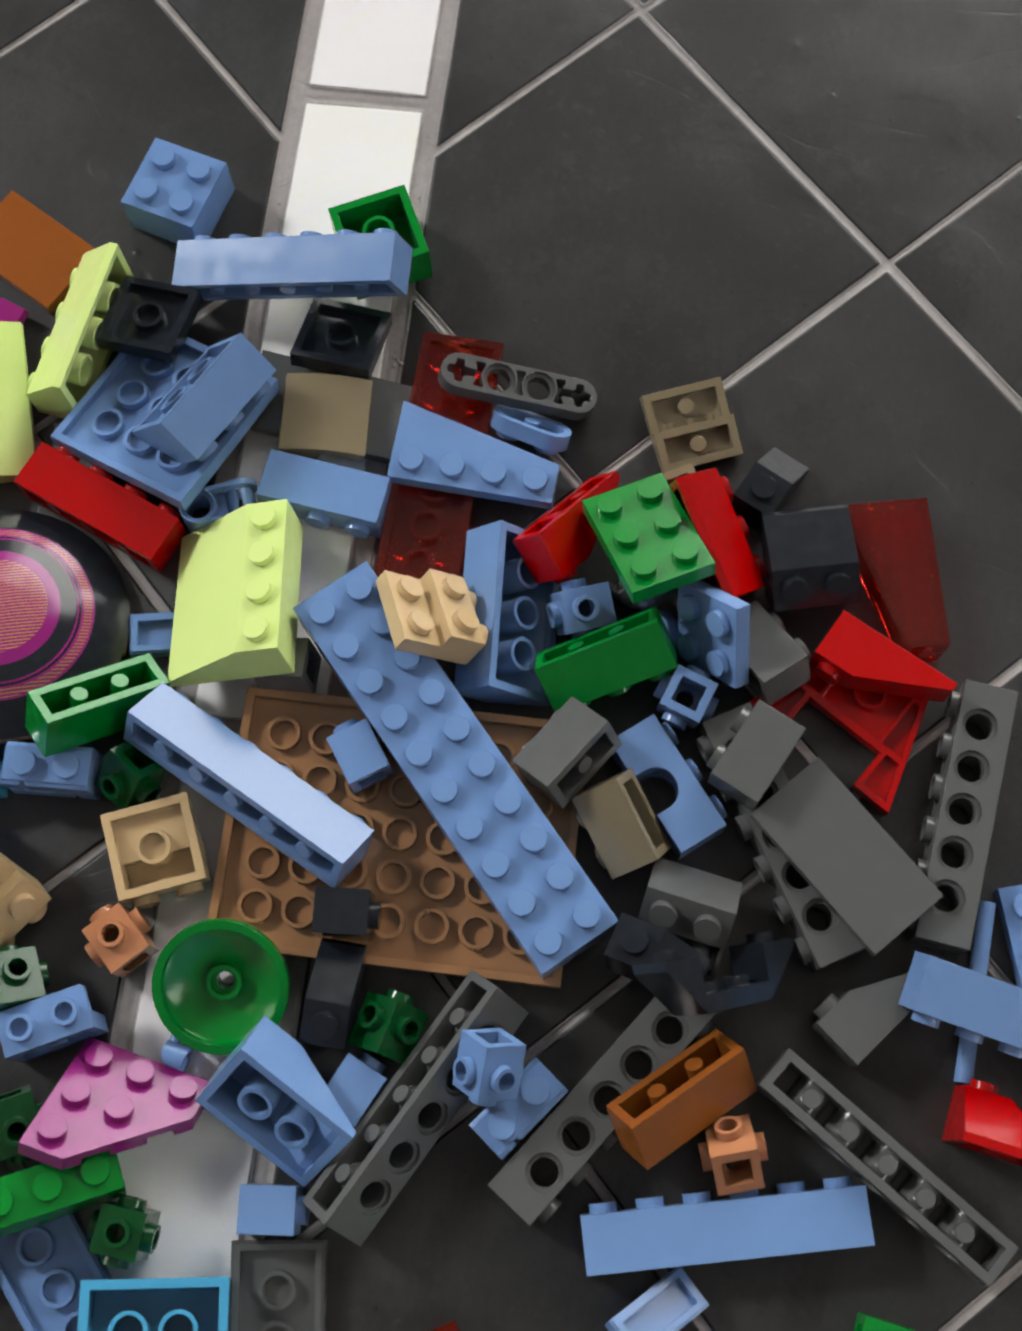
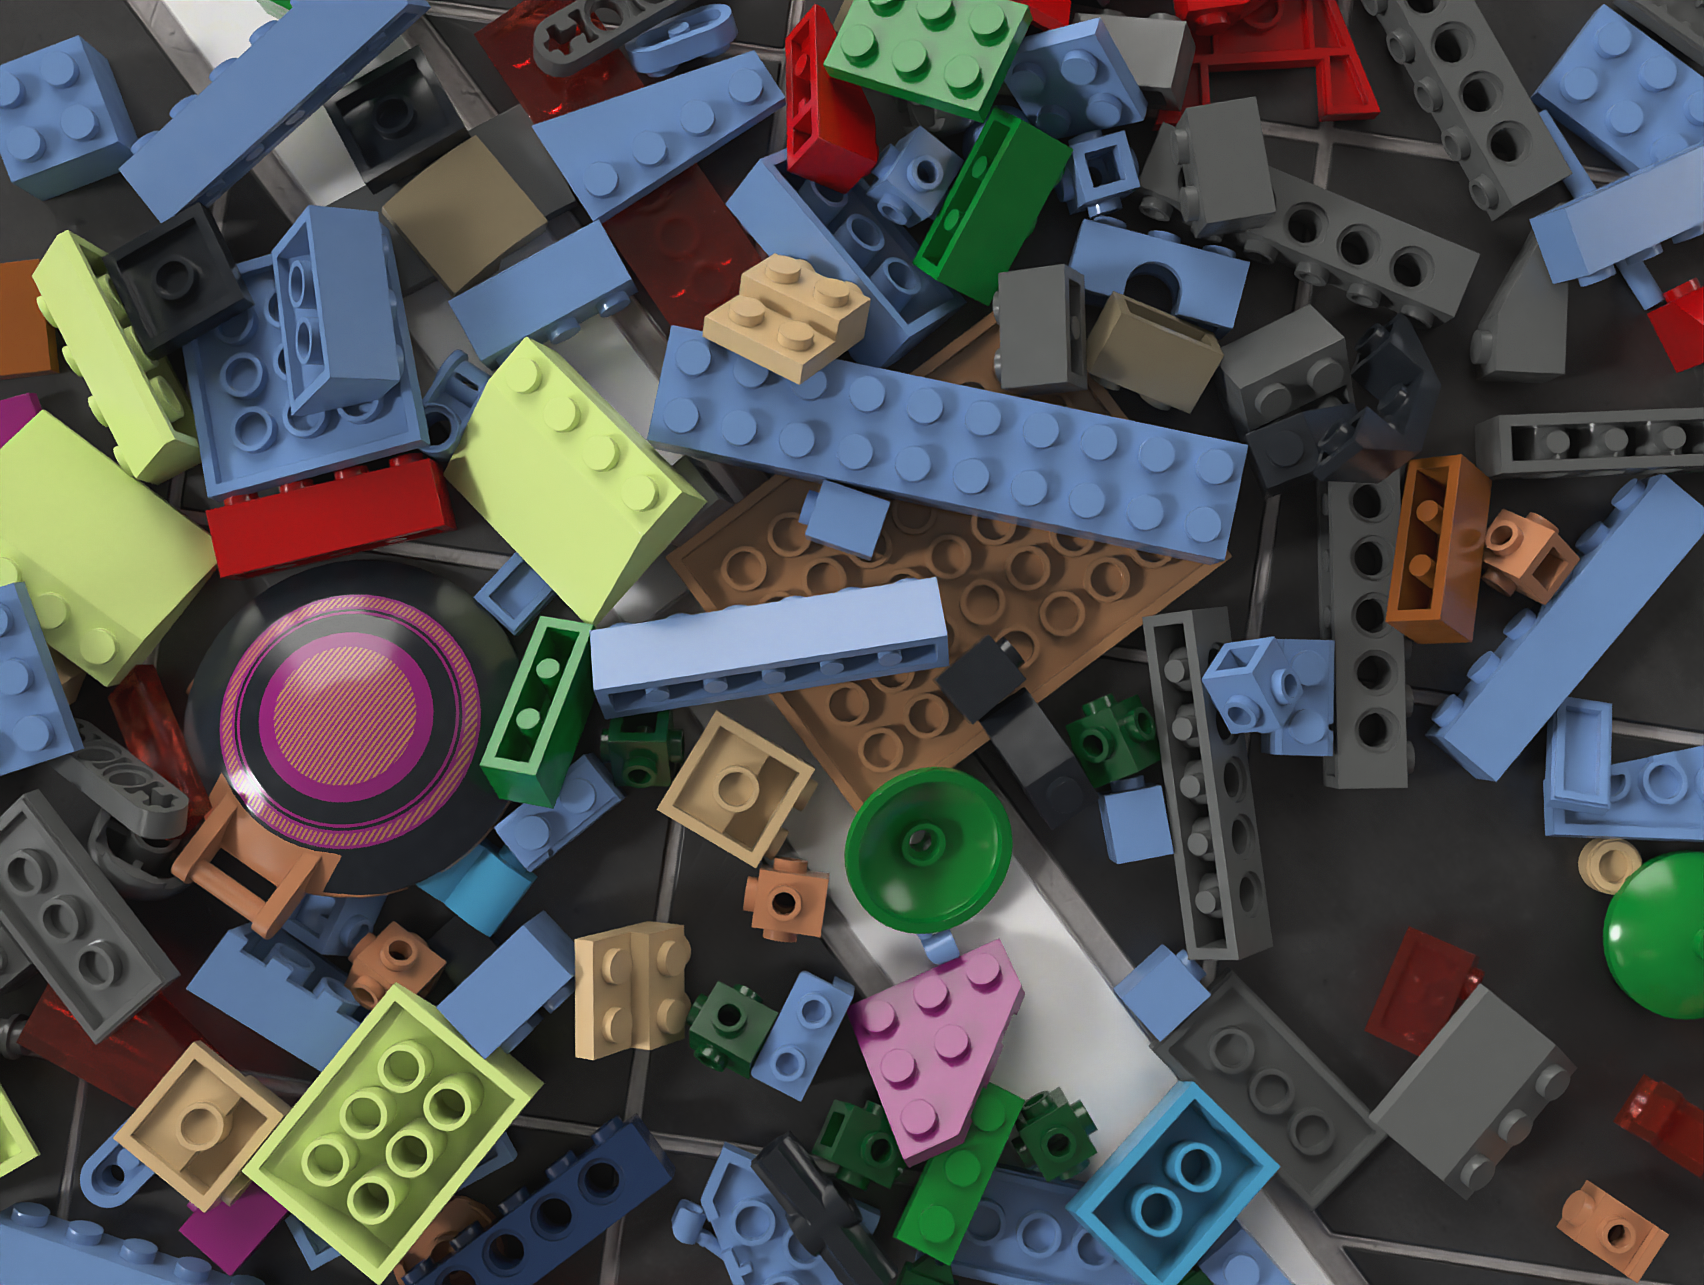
camera: 50 degrees left, 15 degrees up
(278, 1102) = (1083, 898): medium blue slope -> none
(846, 856) = (1389, 188): dark grey tile -> none

